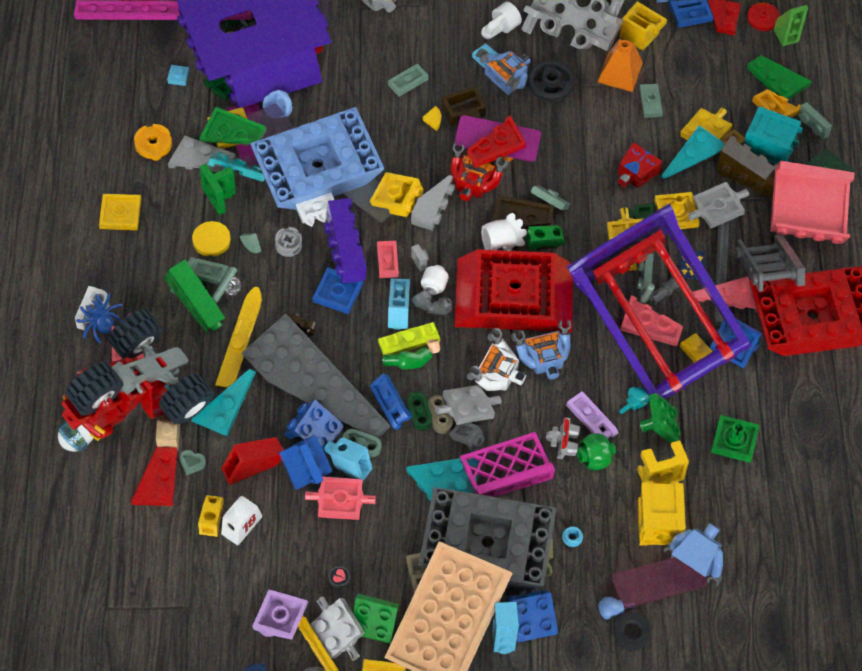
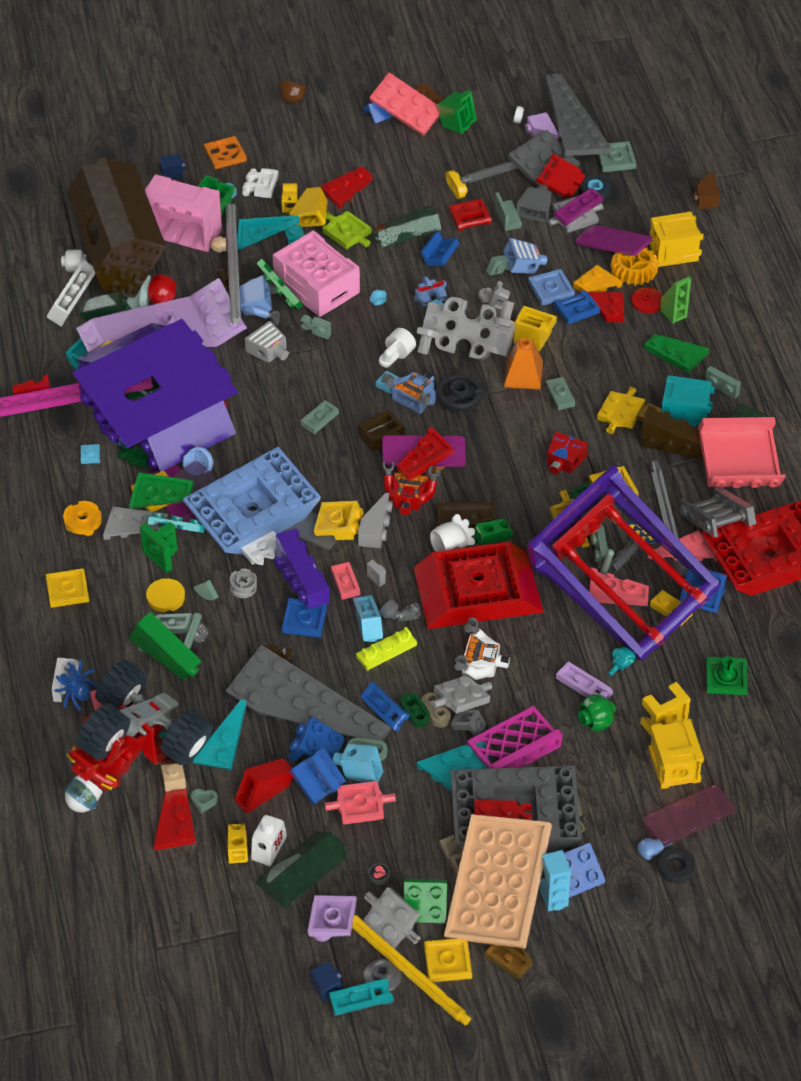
camera: 10 degrees left, 10 degrees down
(239, 339) = (219, 679): yellow piece -> none
(266, 555) = (303, 868): none -> clear green slope
(410, 360) = (394, 665): green arm -> none
(433, 118) = (354, 447): yellow tile -> none
(434, 279) = (397, 589): white head -> none
(470, 541) = (502, 809): none -> red plate
(544, 351) = (522, 633): torso -> none
(551, 197) = (488, 495): sand green plate -> none
(564, 446) = (559, 707): light grey hips -> none
(572, 531) = (595, 788): medium azure plate -> none
(662, 419) = (653, 670): green plate -> none
(697, 148) = (618, 425): teal wing -> none
(699, 551) = (722, 777): medium blue torso -> none
(718, 205) = (653, 471): light grey plate -> none
(773, 102) = (679, 371): light orange wing -> none

